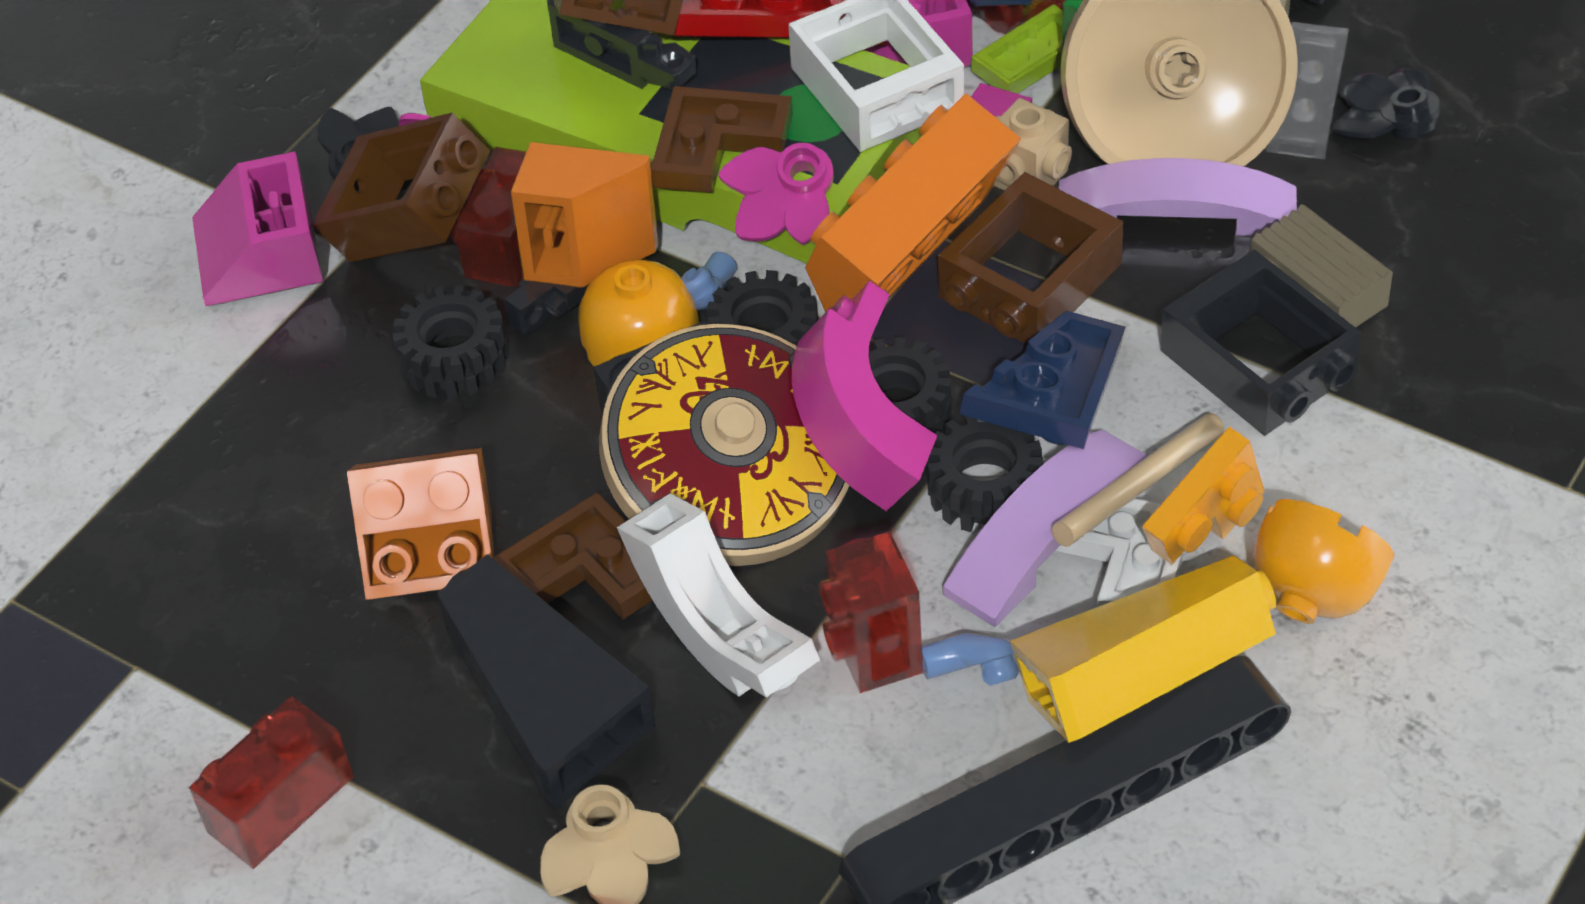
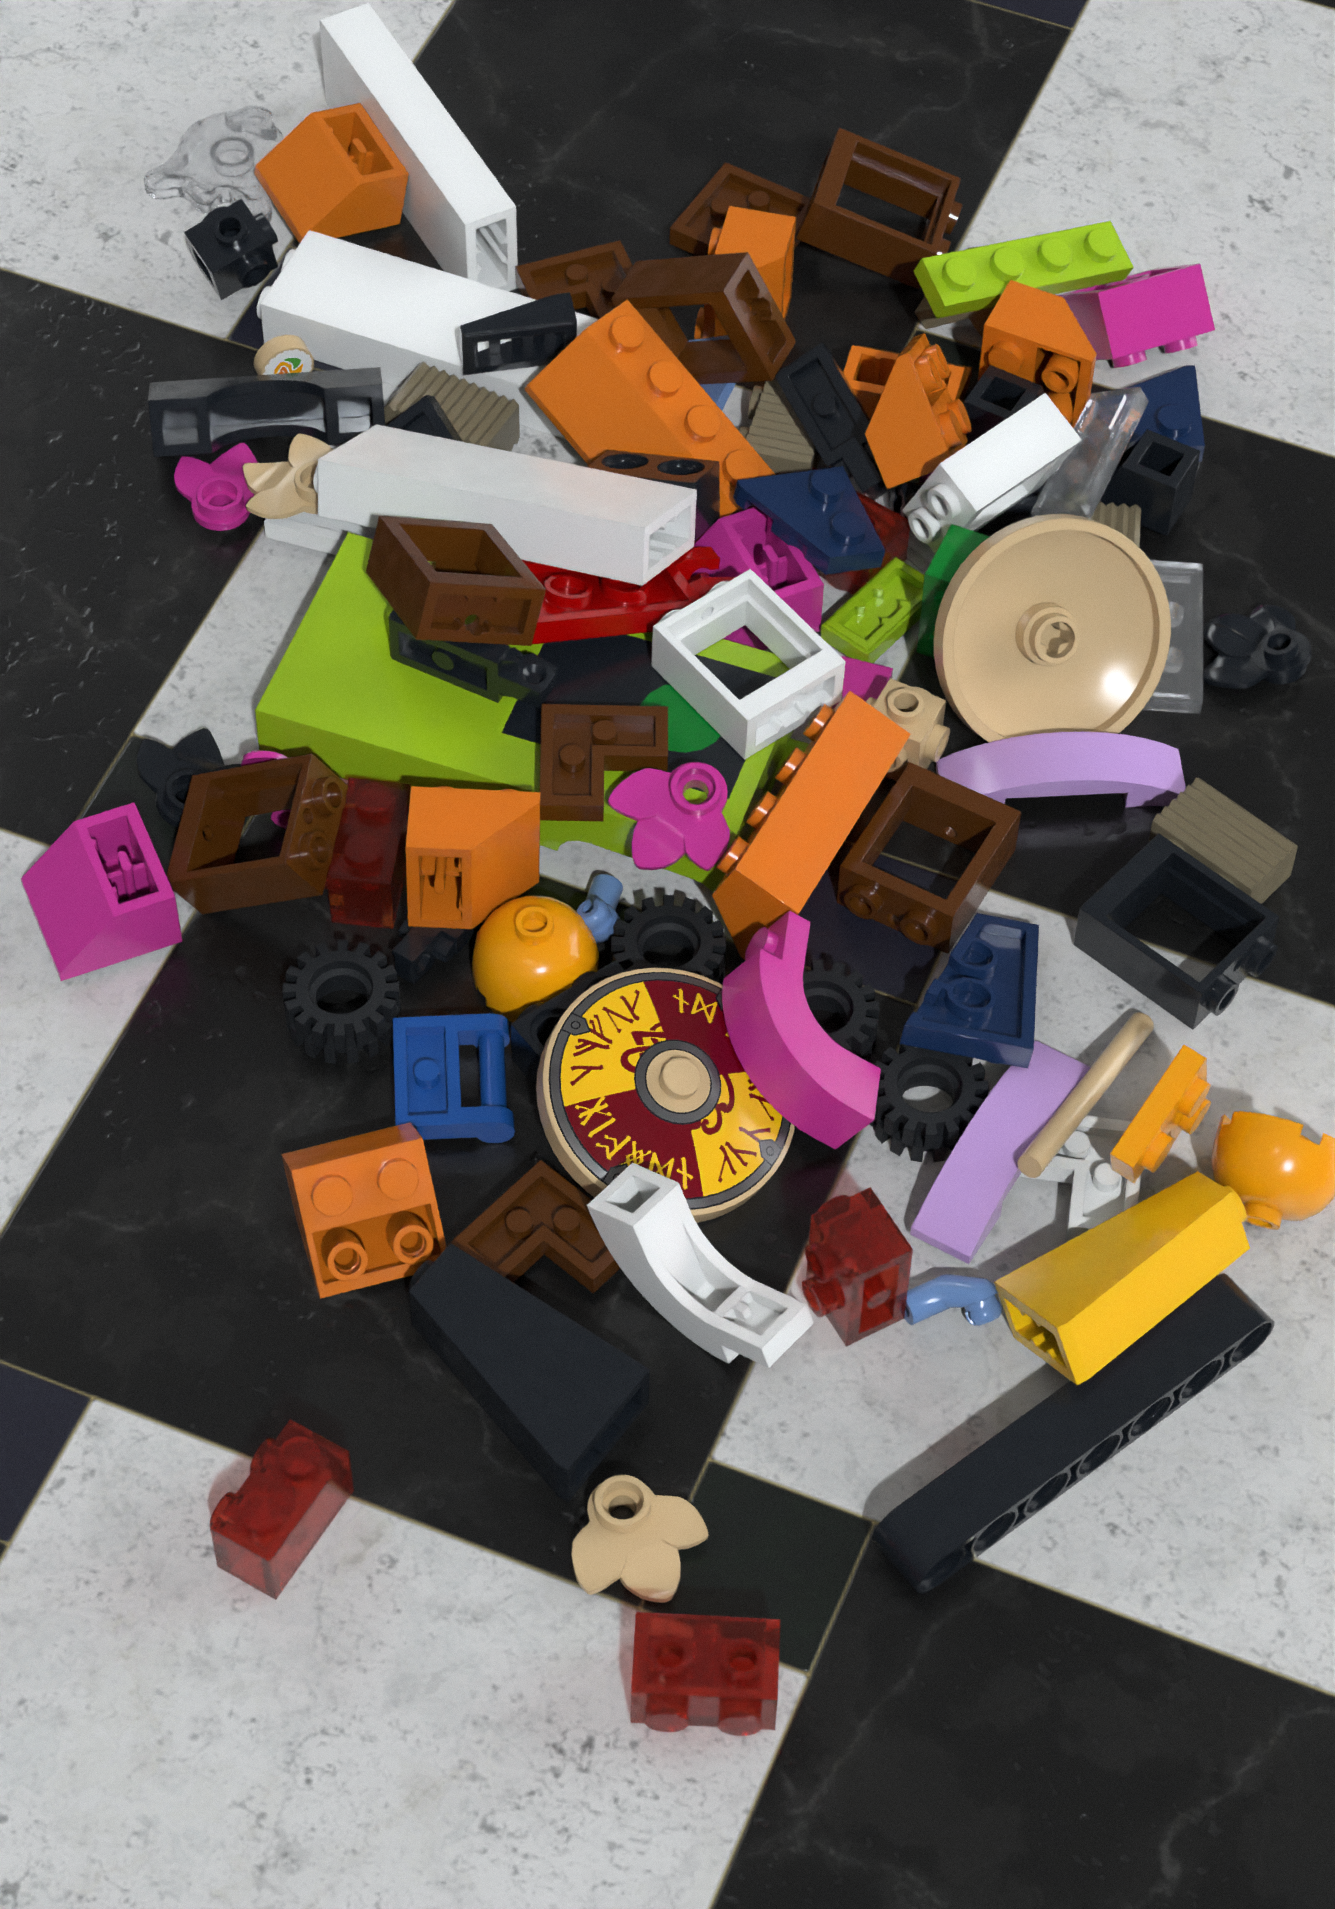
camera: 15 degrees left, 5 degrees up
(515, 413) = (430, 1076): none -> blue plate

